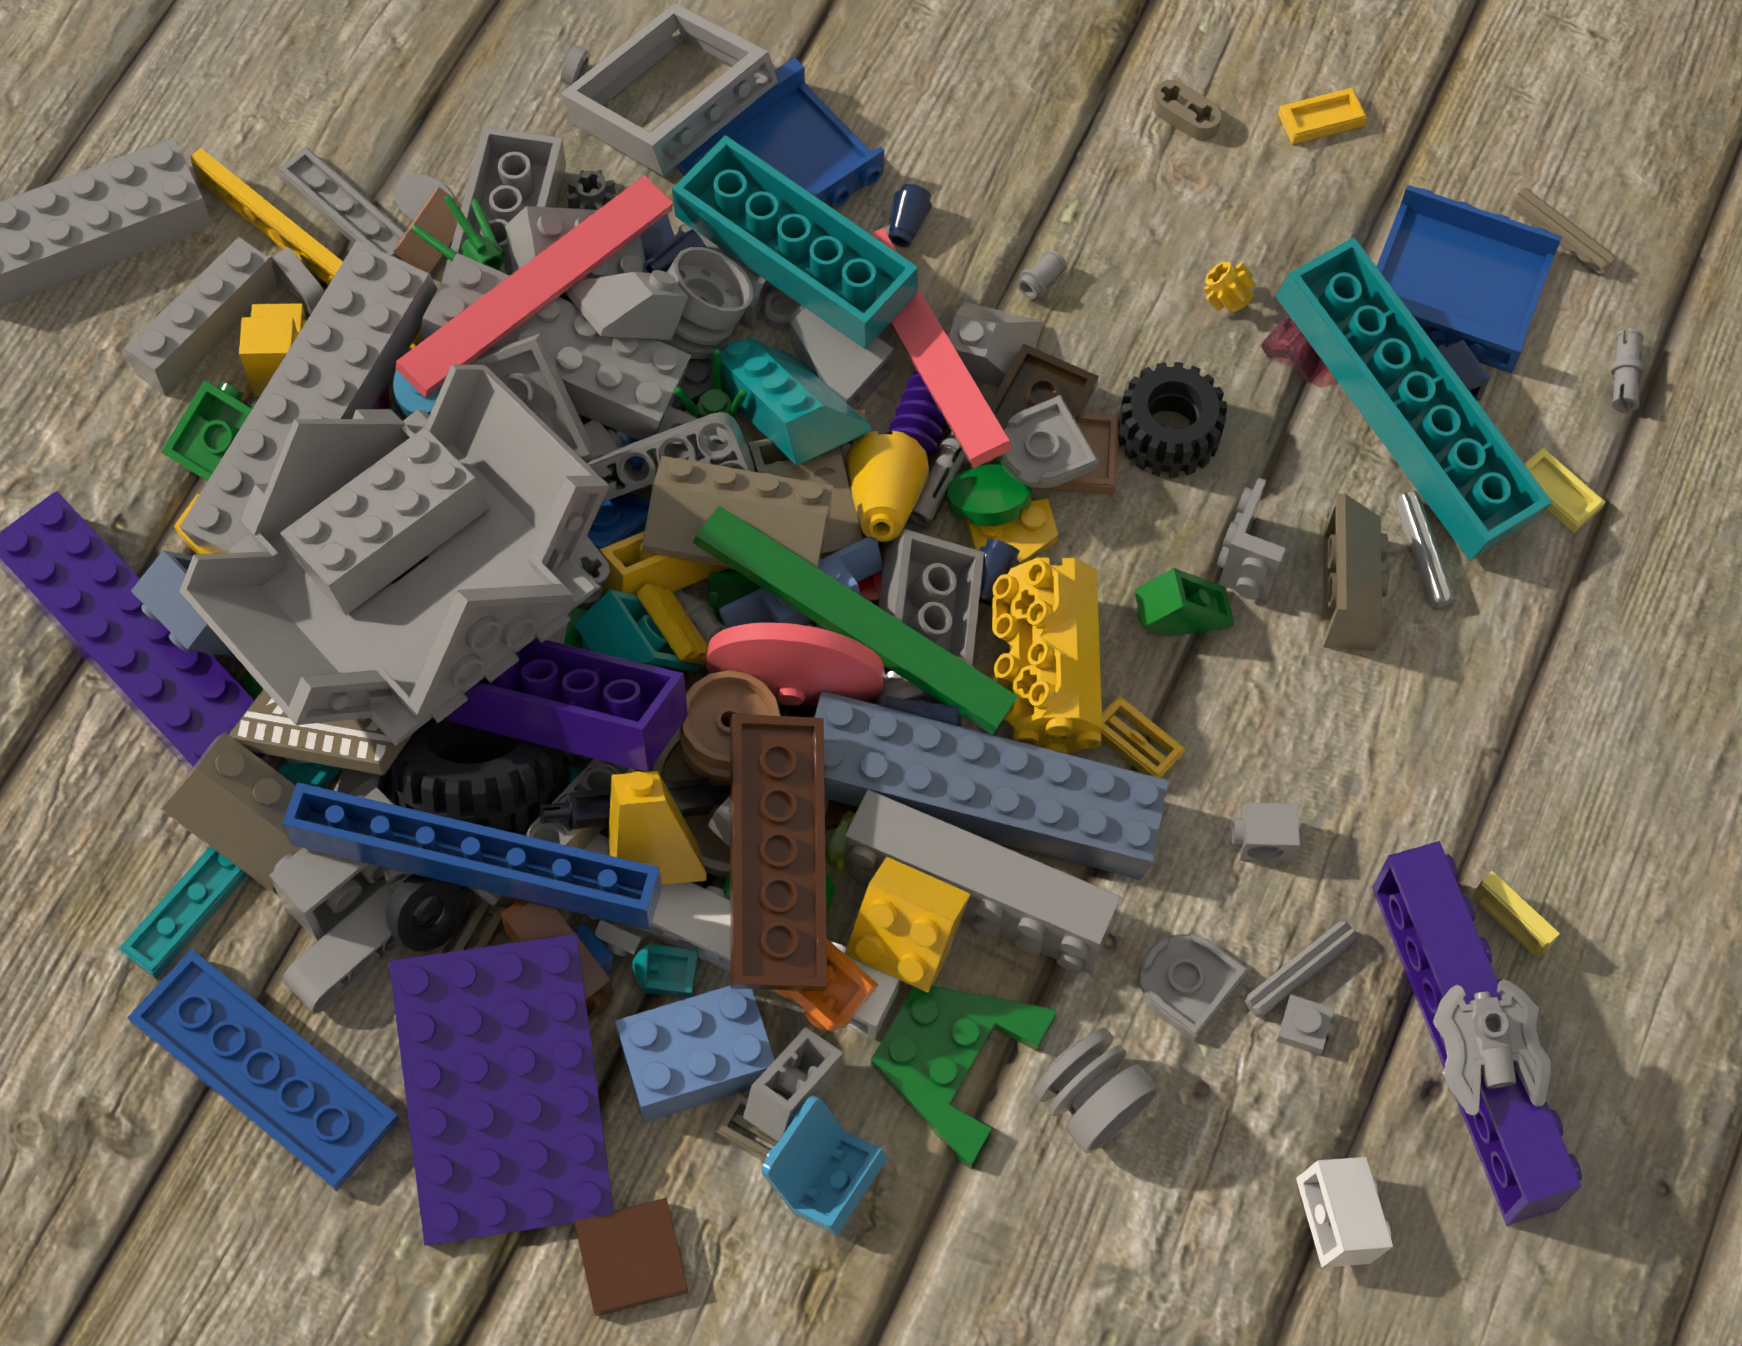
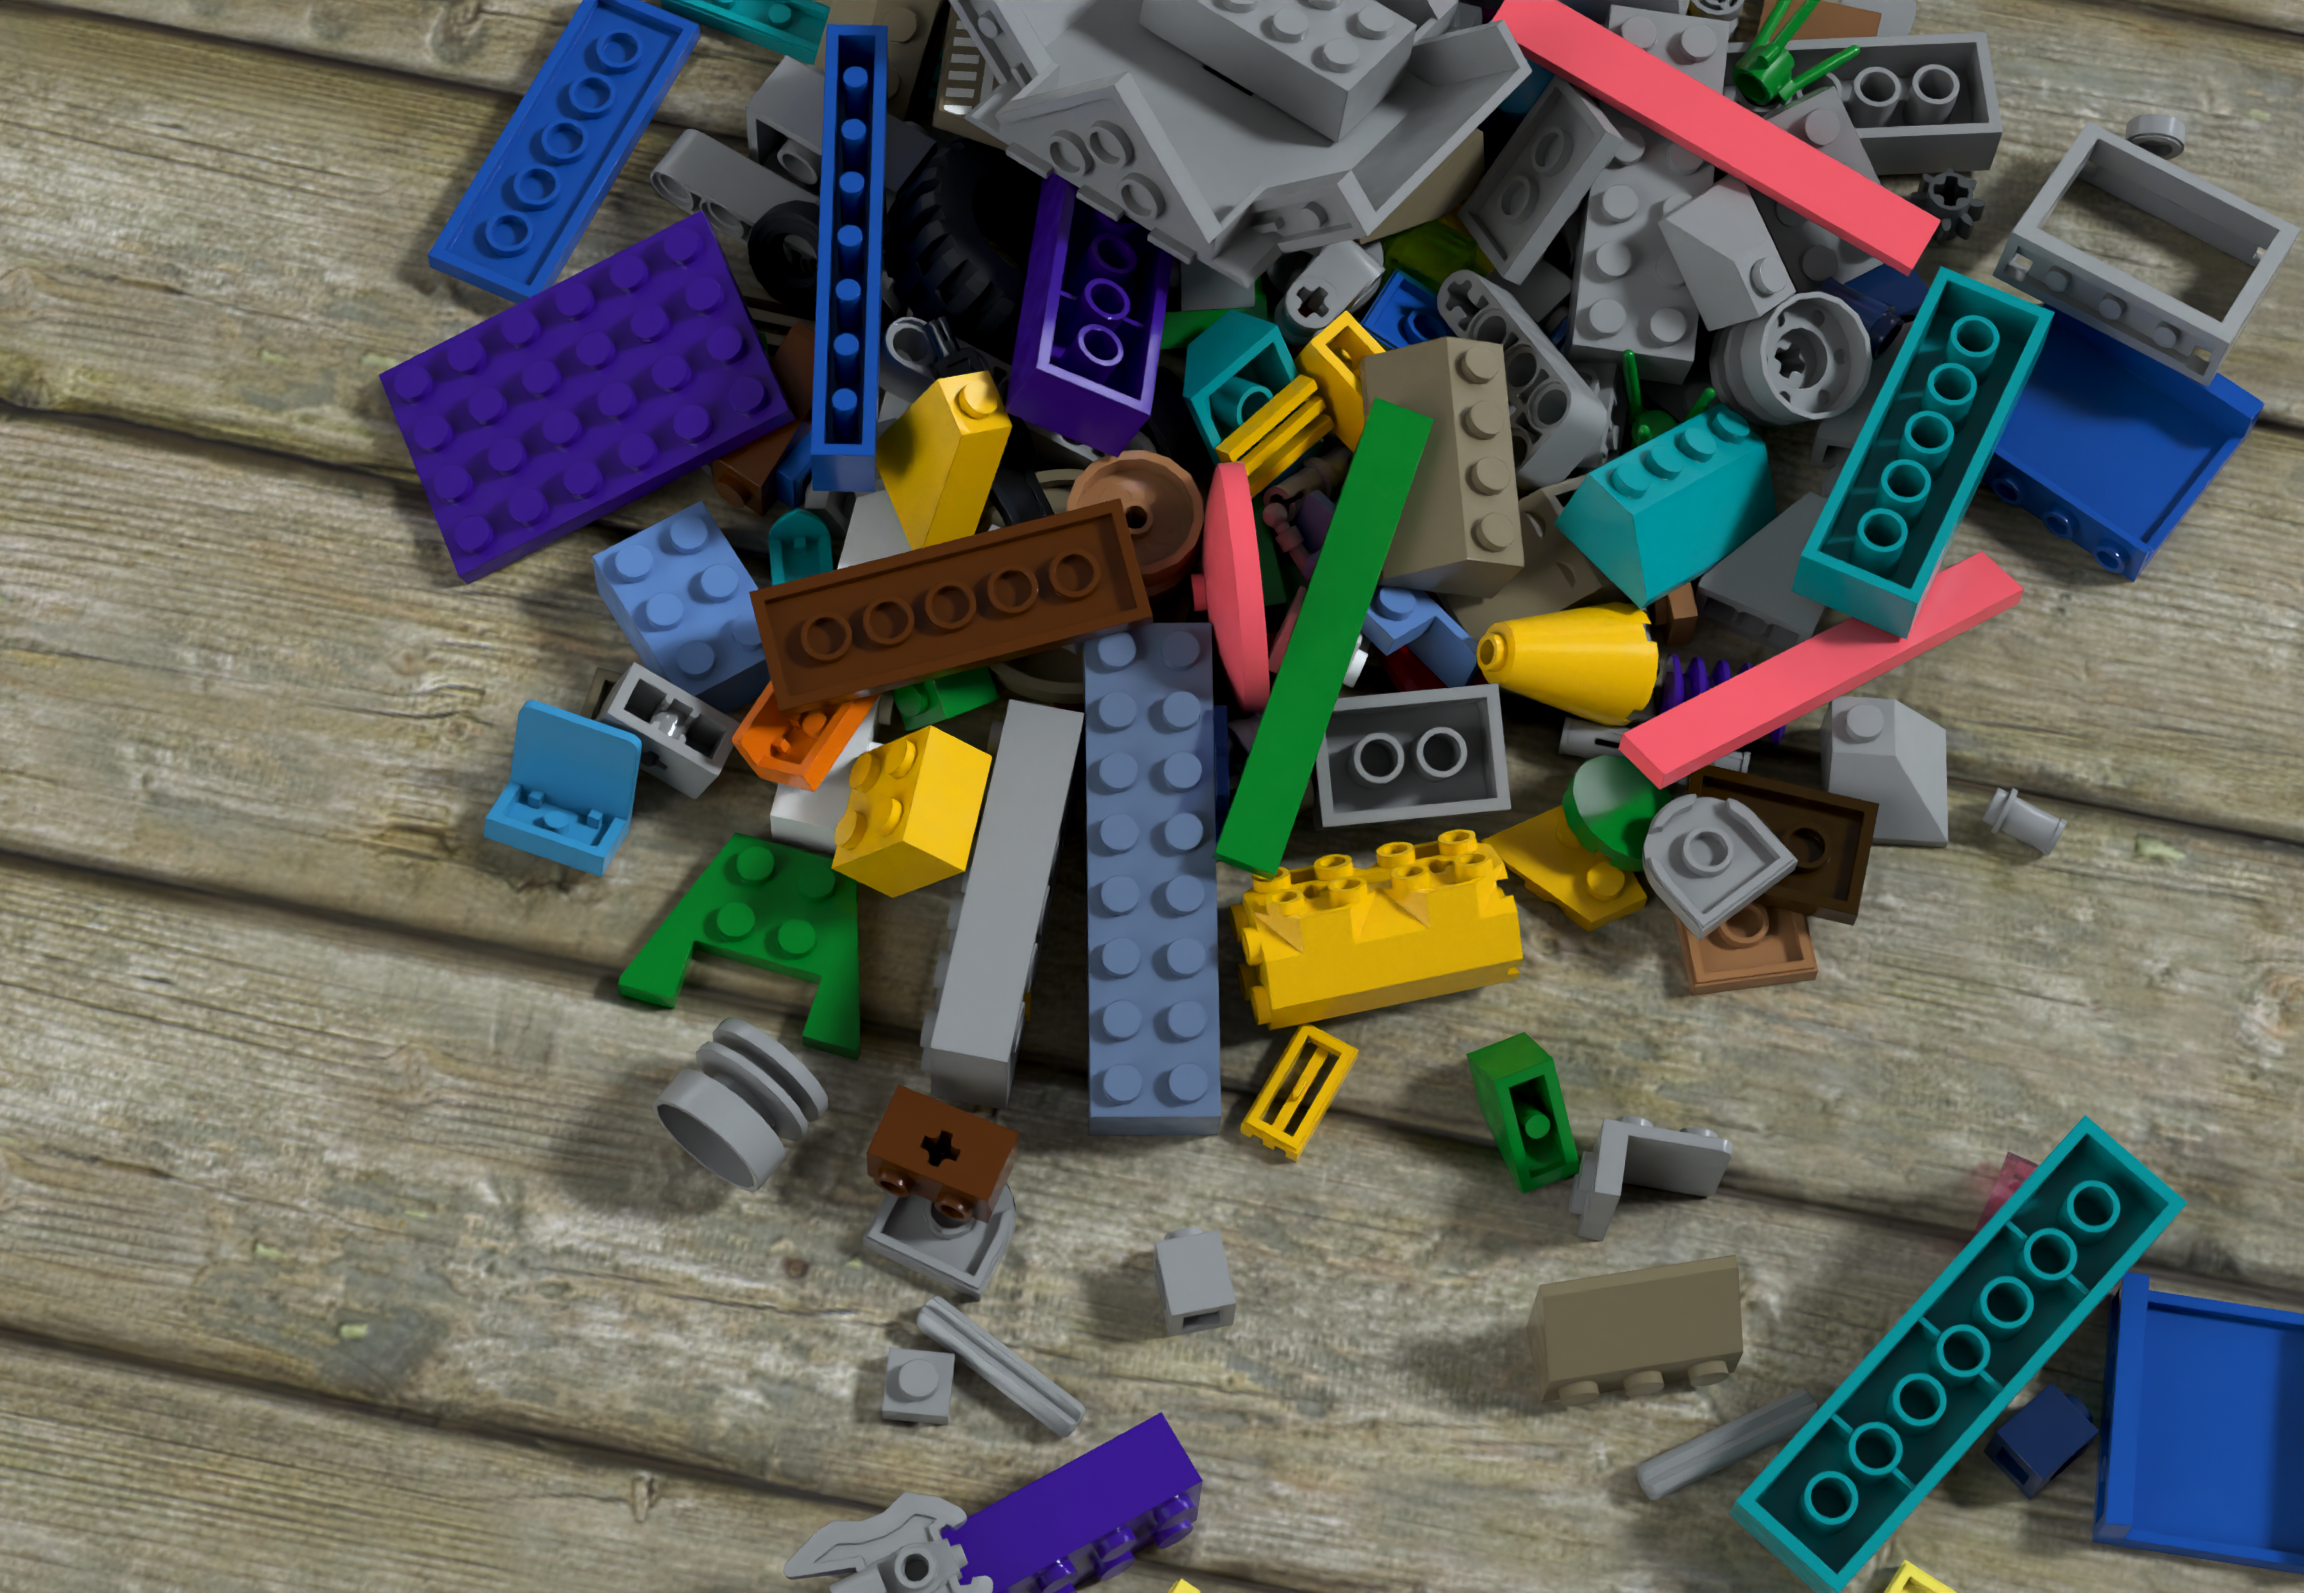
camera: 75 degrees right, 0 degrees up
(631, 1257) = (413, 611): reddish brown tile -> none
(909, 212) = (2062, 620): dark blue cone -> none
(997, 560) = (1510, 833): dark blue cone -> none
(1164, 942) = (922, 1129): none -> reddish brown brick
(1175, 391) = (1834, 990): black tyre -> none
(1229, 286) = (2088, 1082): yellow gear -> none
(1344, 1212) = (642, 1466): white brick -> none

